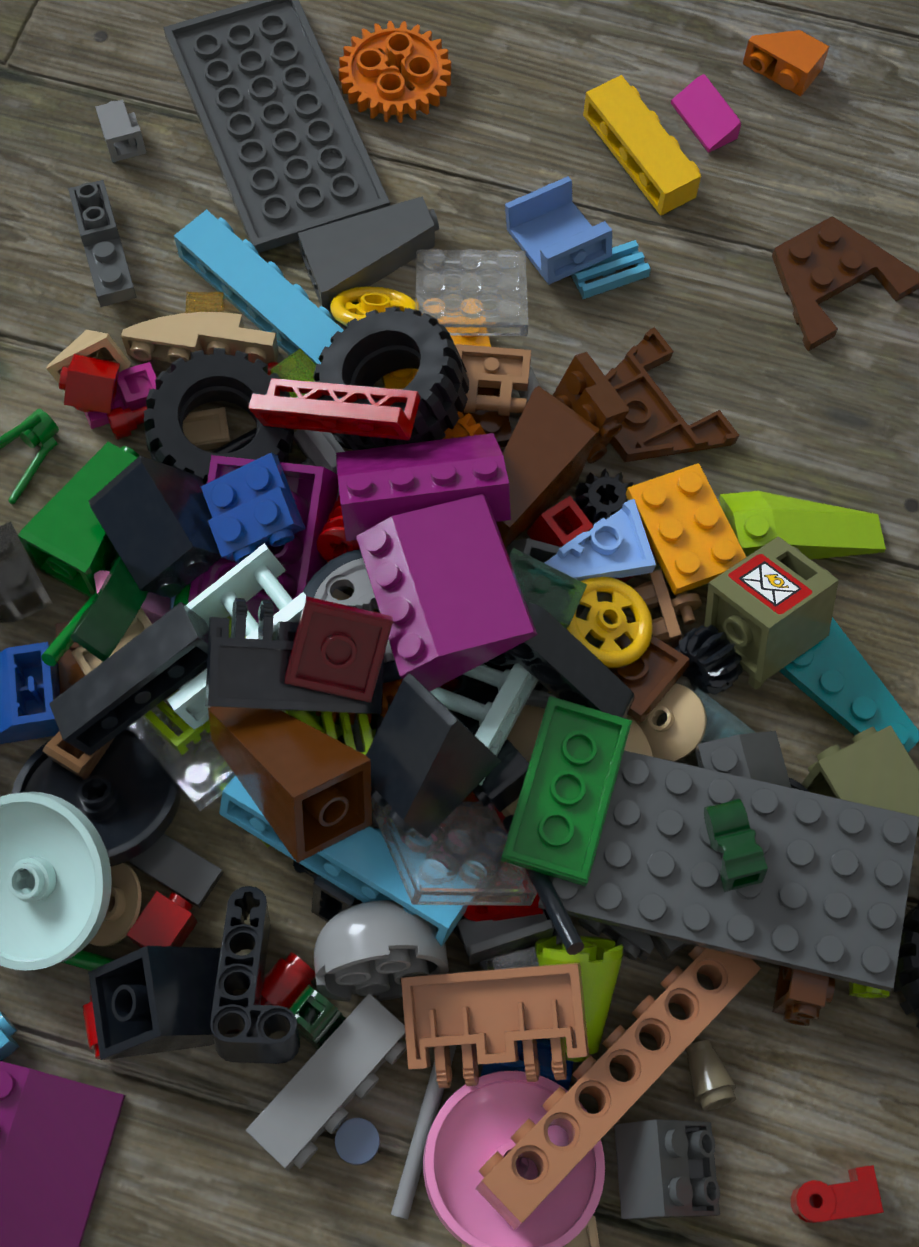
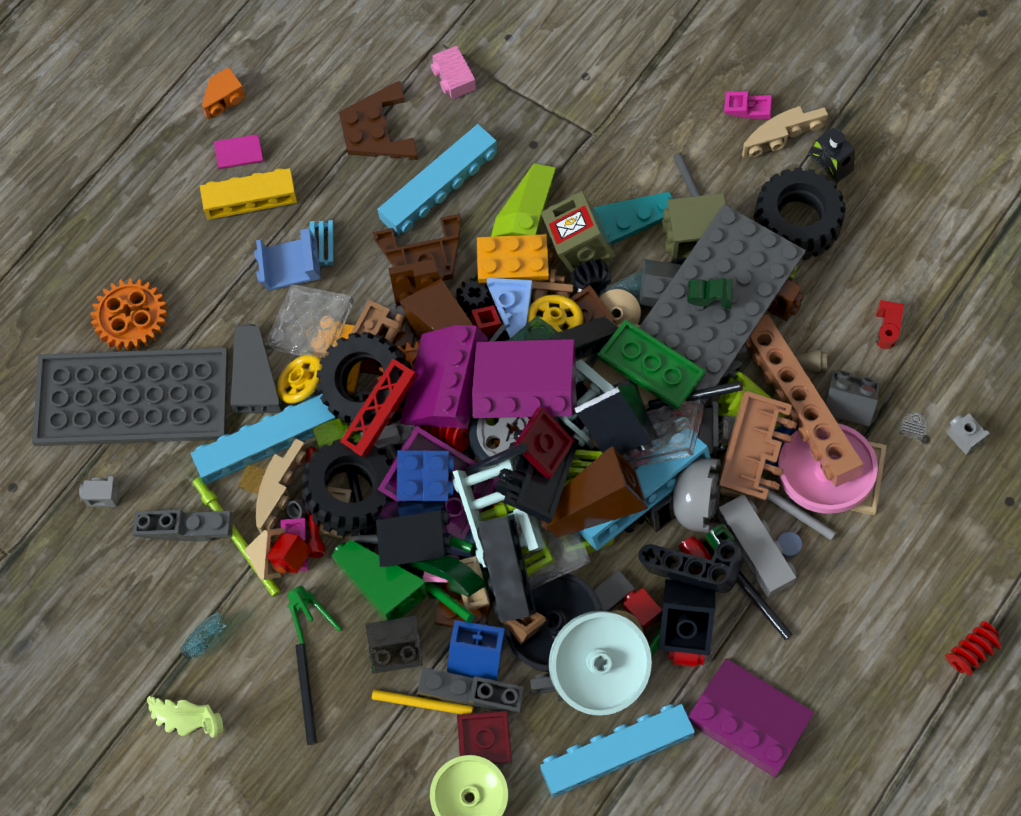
camera: 65 degrees left, 0 degrees up
(154, 268) = (211, 500): none -> lime bar
(235, 1128) = (763, 606): none -> black bar
(292, 591) = (496, 459): none -> black bar
(782, 386) = (438, 180): none -> medium azure brick

